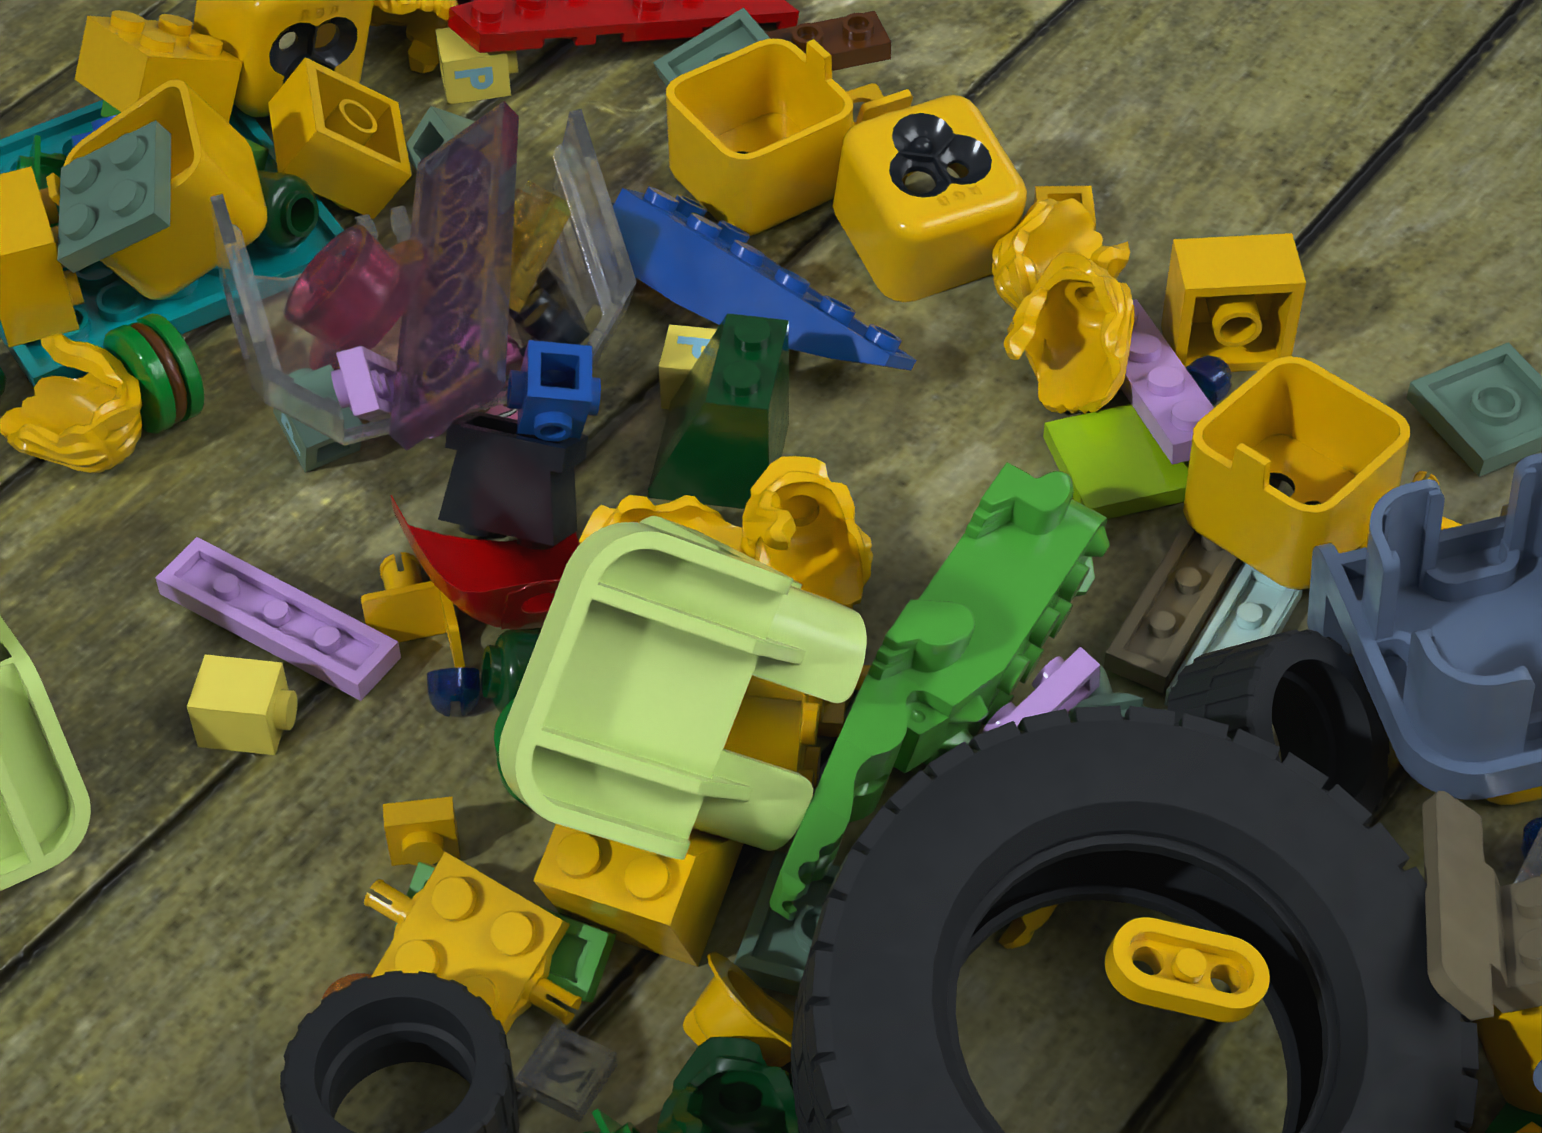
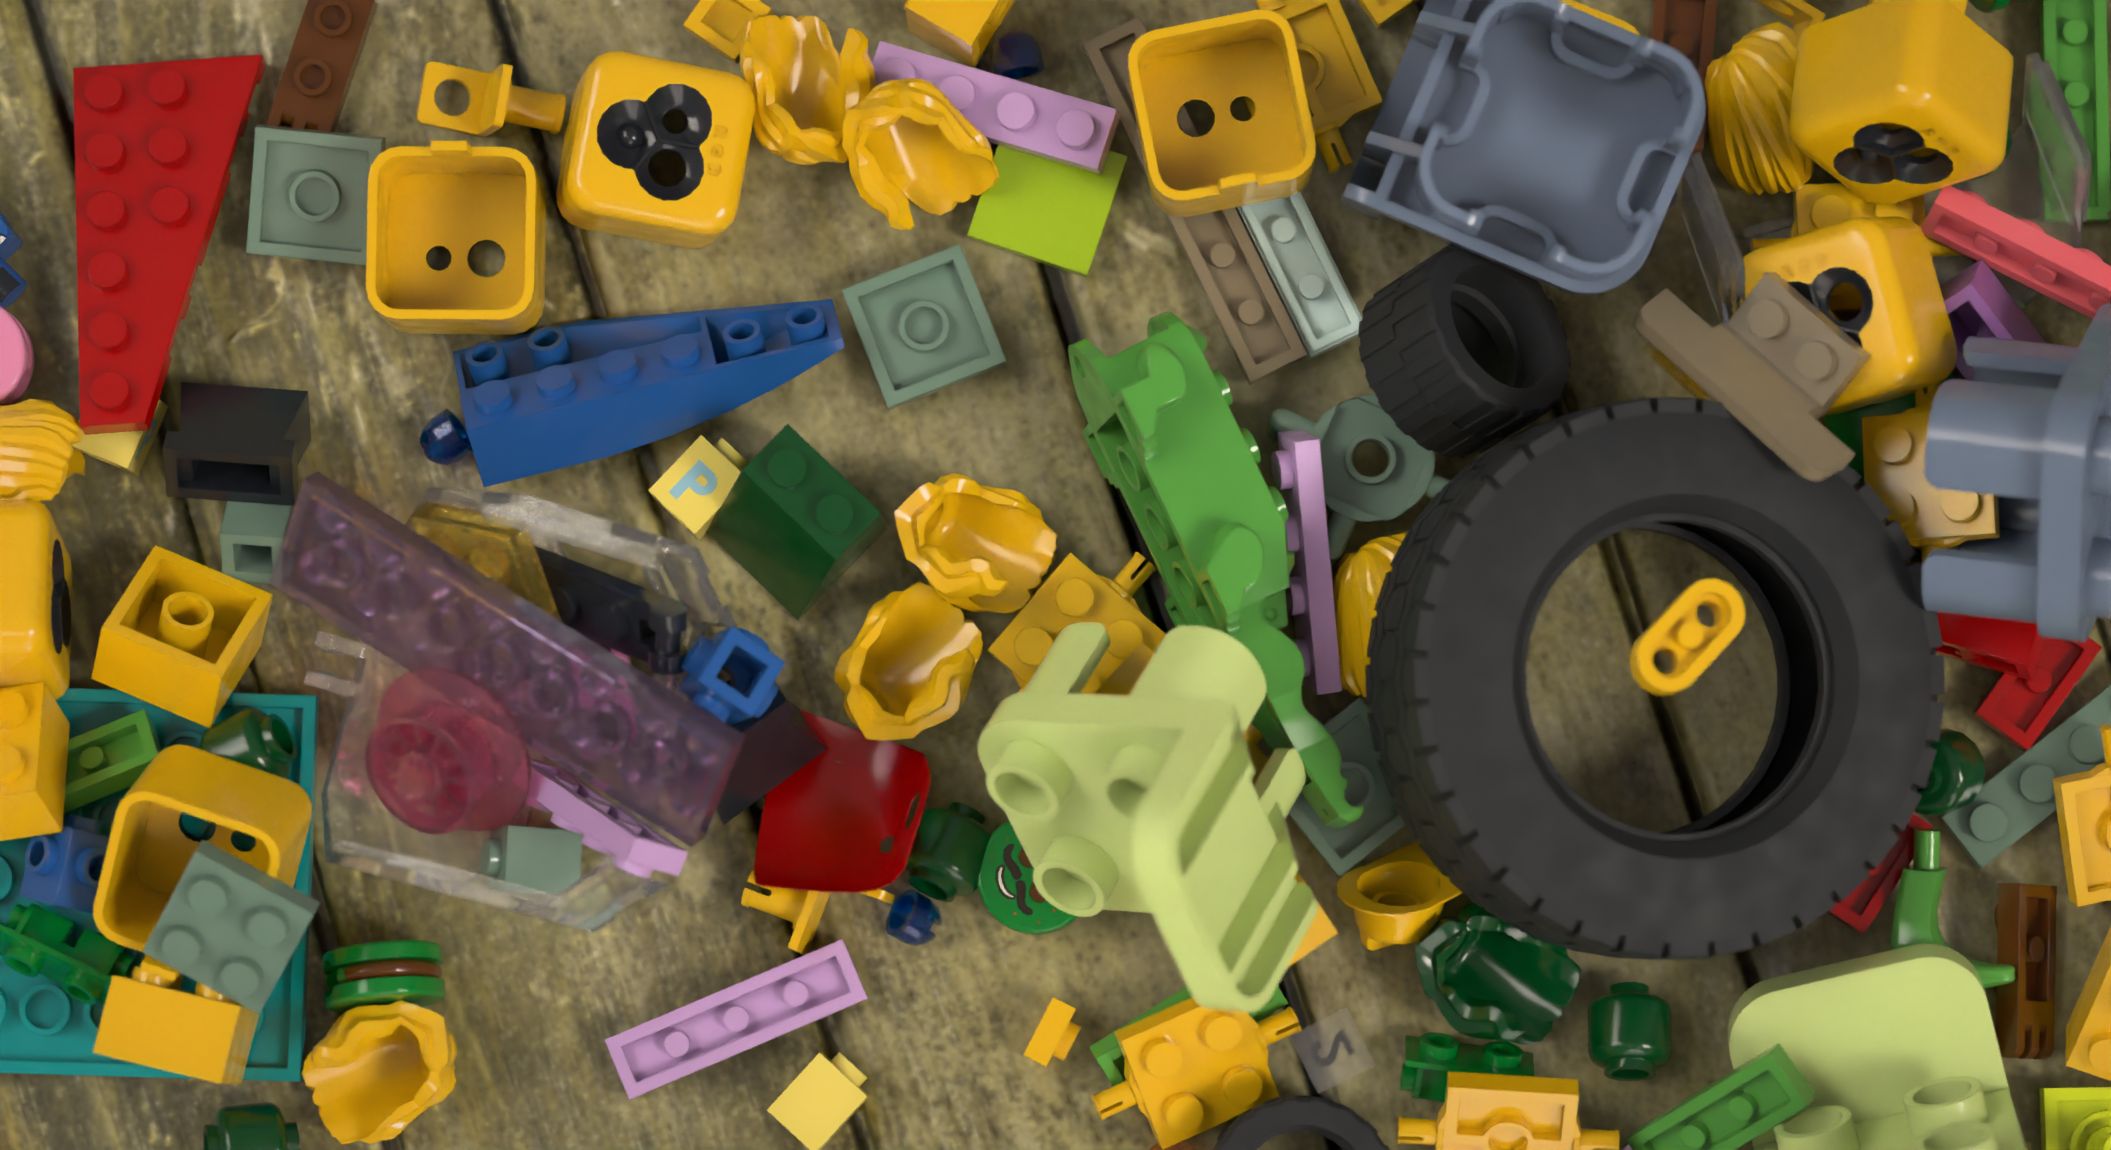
camera: 55 degrees left, 35 degrees up
(483, 81) = (237, 444): none -> black hips
(948, 436) = (924, 327): none -> sand green plate

